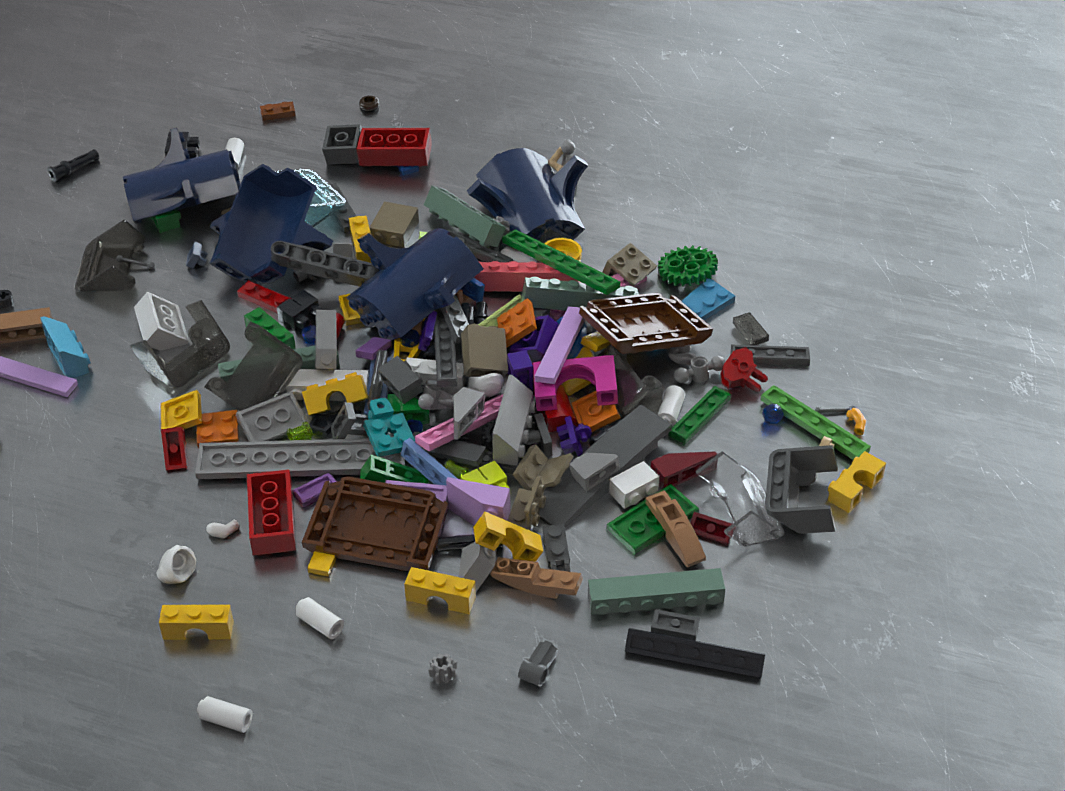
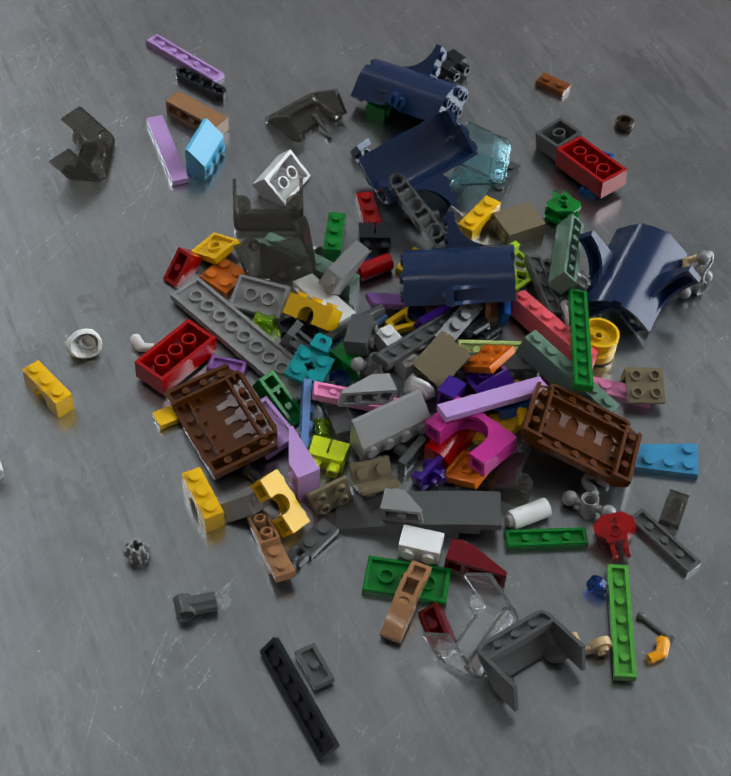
camera: 45 degrees right, 5 degrees up
(67, 167) = (364, 30): black pin -> none
(236, 146) = (479, 94): white brick -> none
(319, 618) = (114, 451): white brick -> none
(410, 188) = (561, 207): none -> green hinge
(656, 591) = (334, 632): sand green brick -> none
(688, 265) = (691, 421): green gear -> none
(846, 490) = (605, 689): yellow arch -> none

